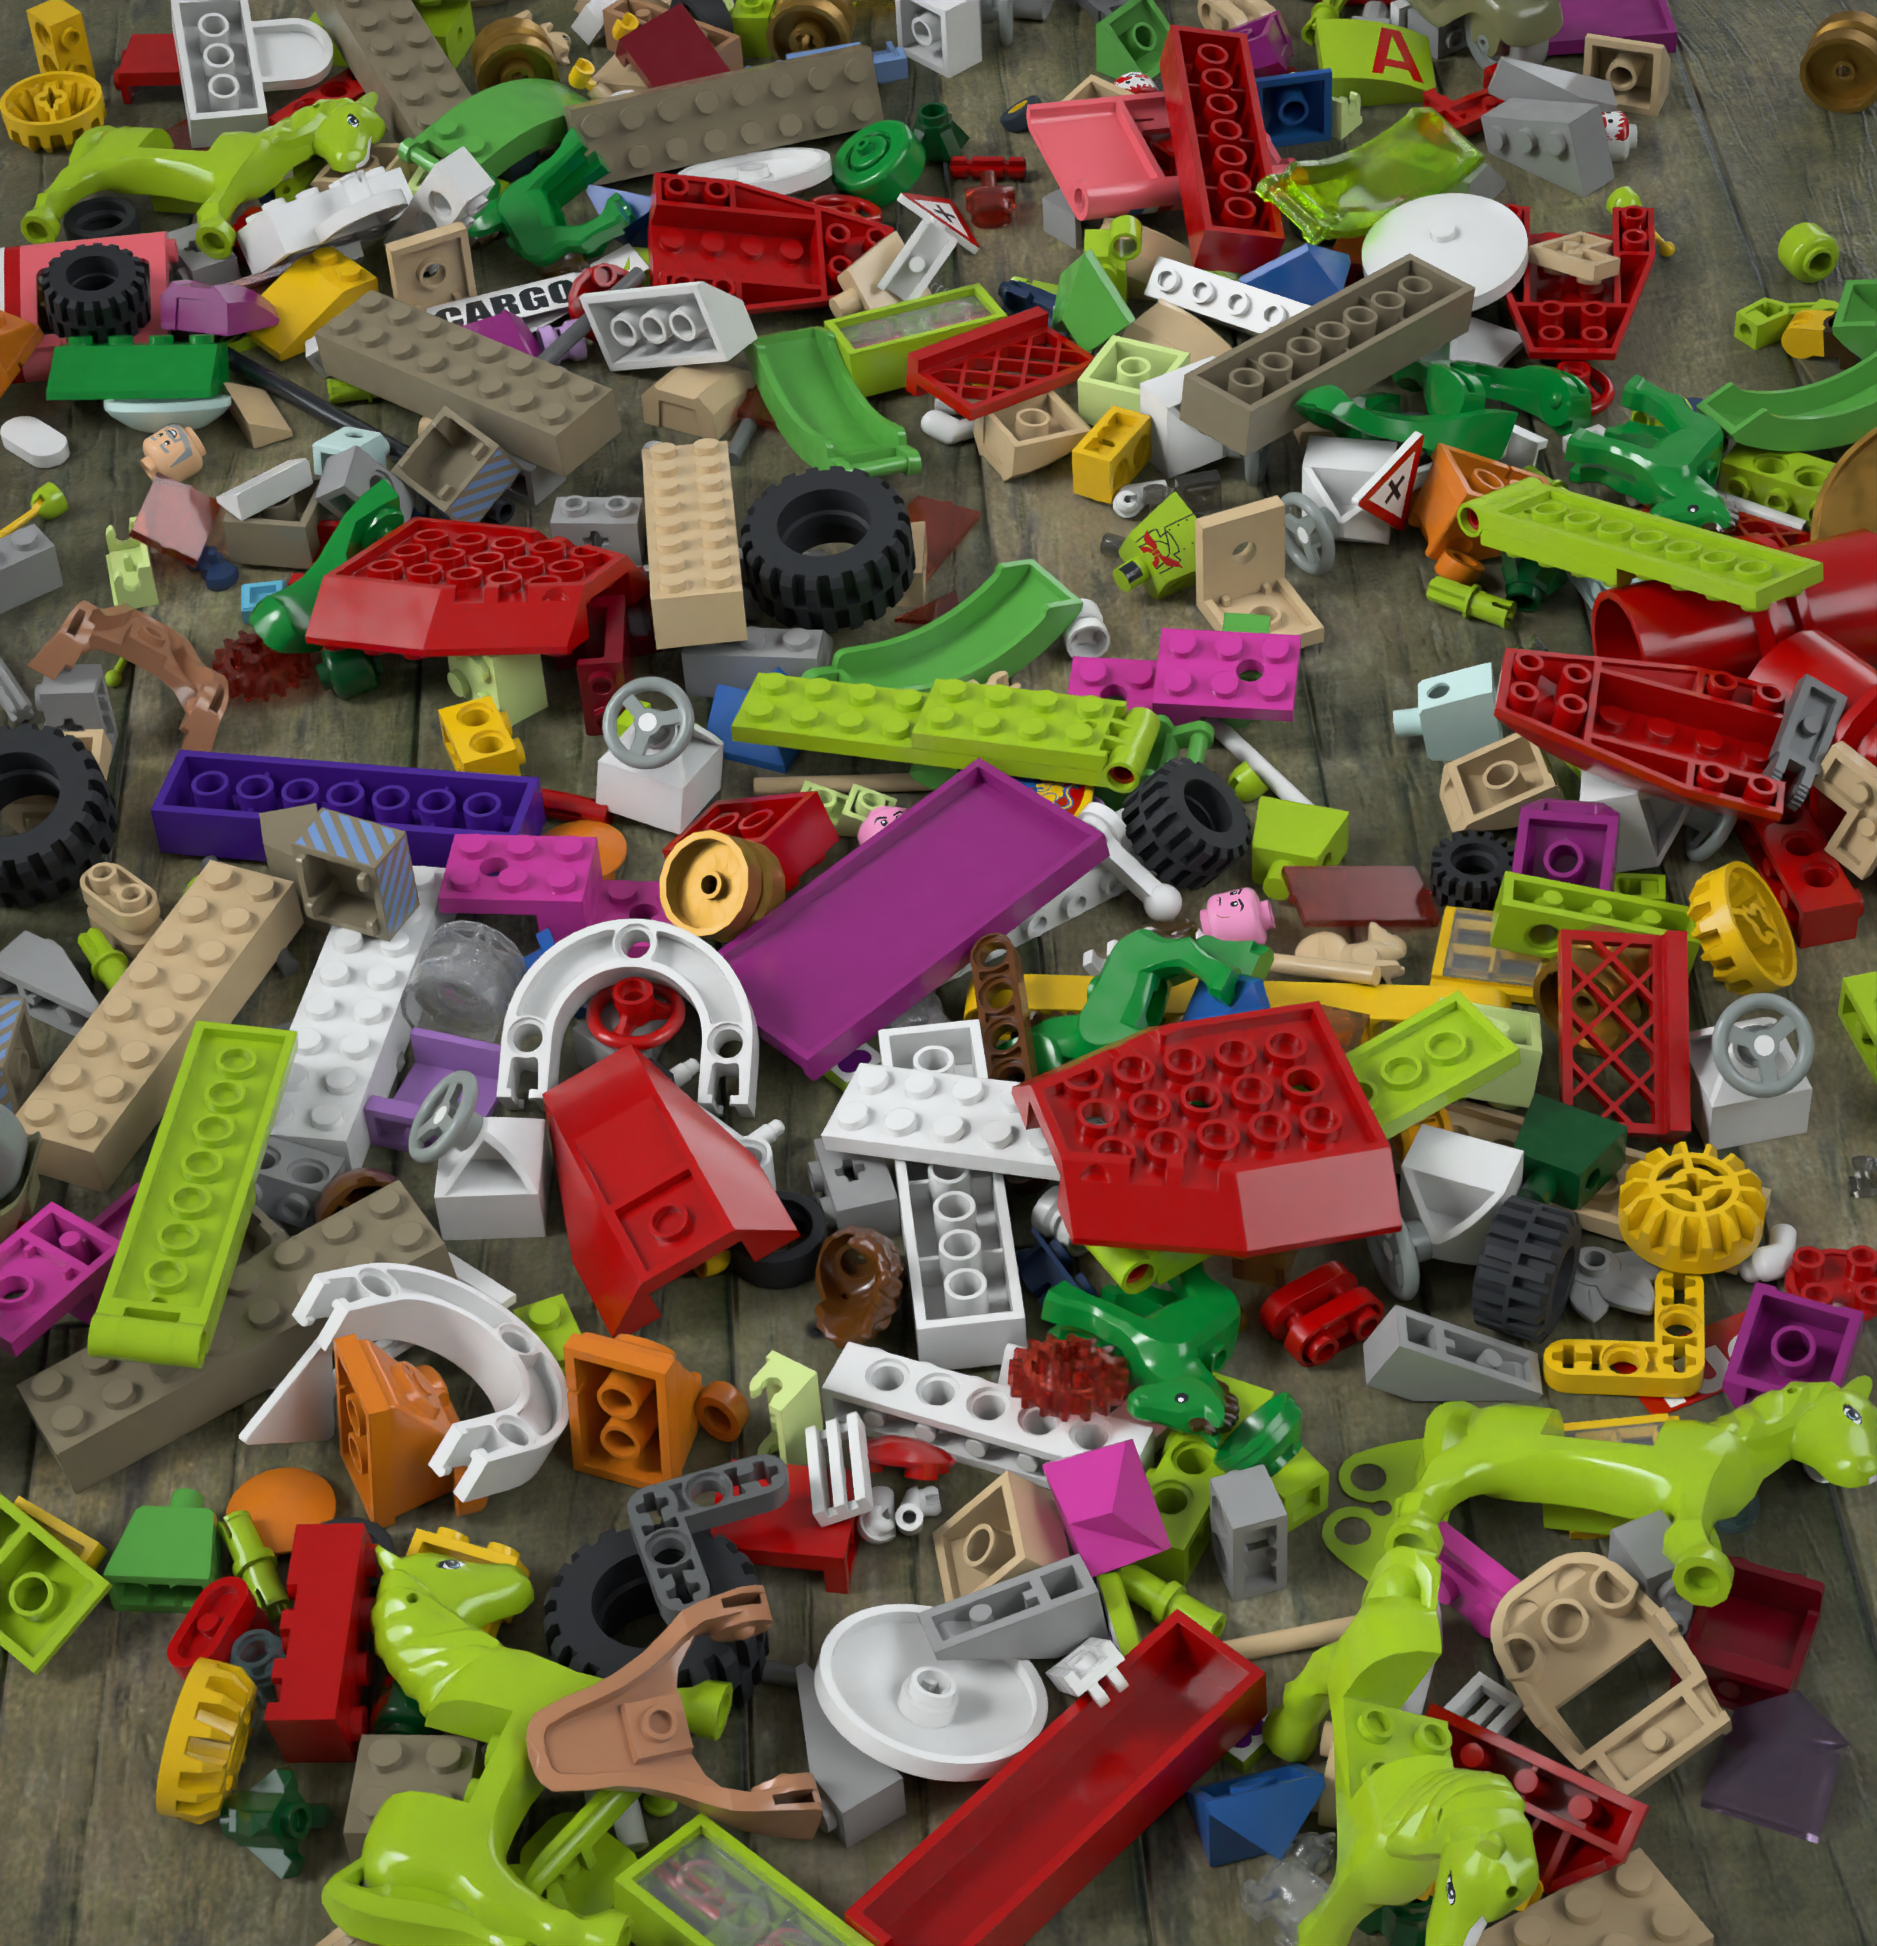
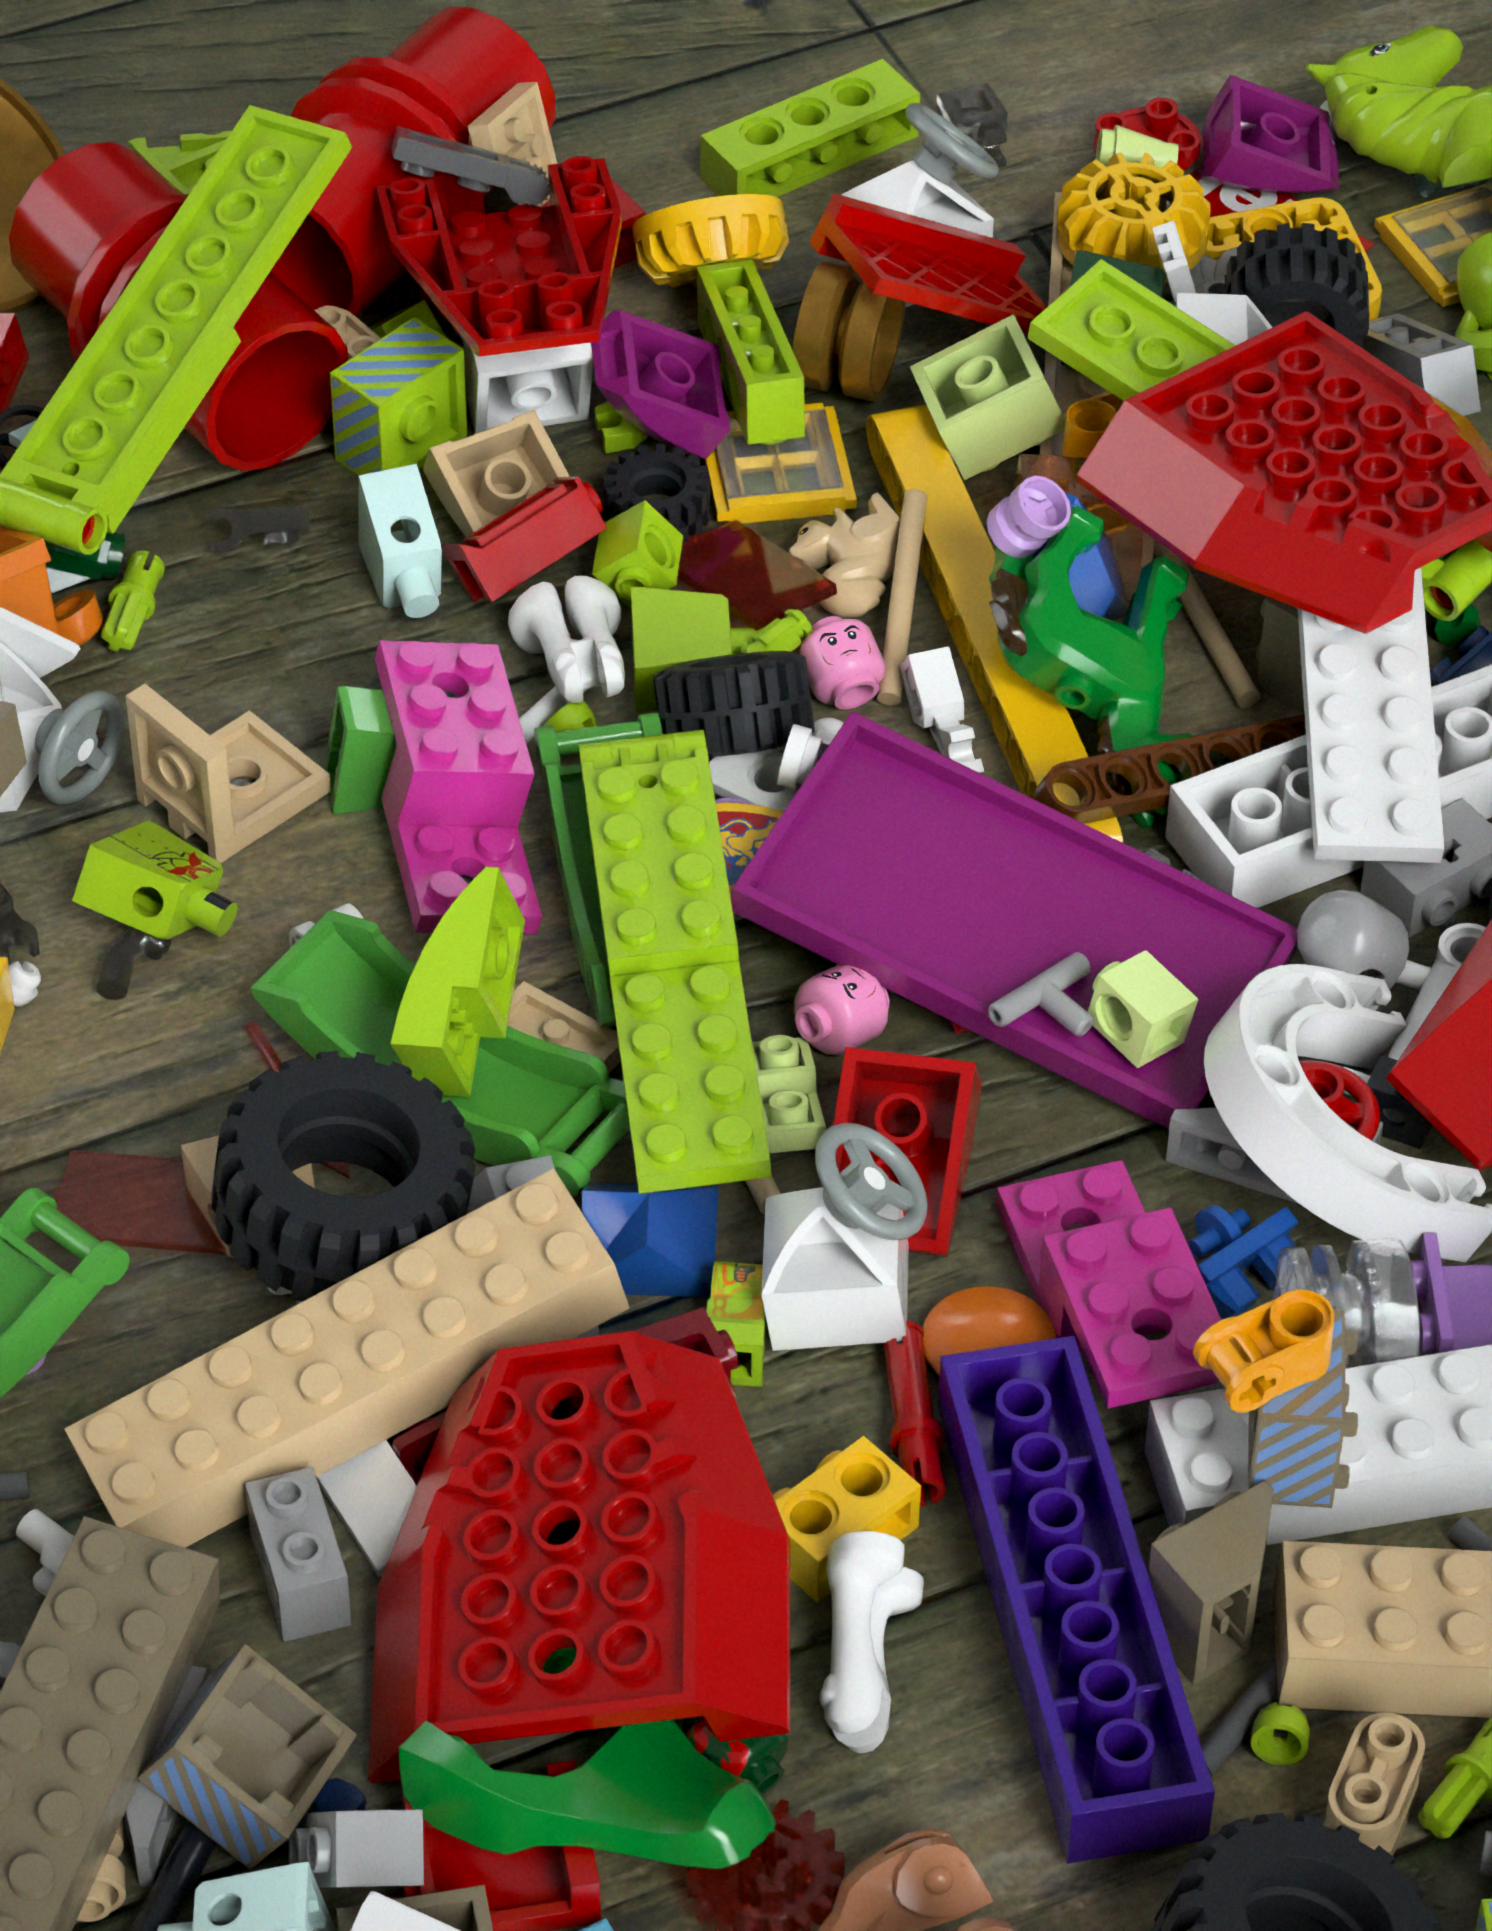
camera: 115 degrees left, 5 degrees up
(350, 806) = (1269, 1348): none -> light orange piece
(412, 715) = (865, 1589): none -> white piece
(720, 885) = (1054, 1098): pearl gold wheel -> none
(771, 942) = (1141, 1008): none -> yellowish green brick
(784, 1082) = (1353, 935): none -> light grey helmet
(815, 903) = (1048, 994): none -> light grey piece
(956, 624) = (461, 985): none -> lime slope
(1229, 935) = (1028, 516): none -> lavender wheel
(1259, 875) = (780, 634): none -> lime piece
(1289, 771) = (594, 614): none -> white piece
(1414, 841) = (638, 552): none -> lime brick
(1431, 773) = (526, 538): none -> red window
(1576, 1158) = (1173, 259): none -> white tile
(1789, 1232) = (1133, 146): none -> yellowish green cone

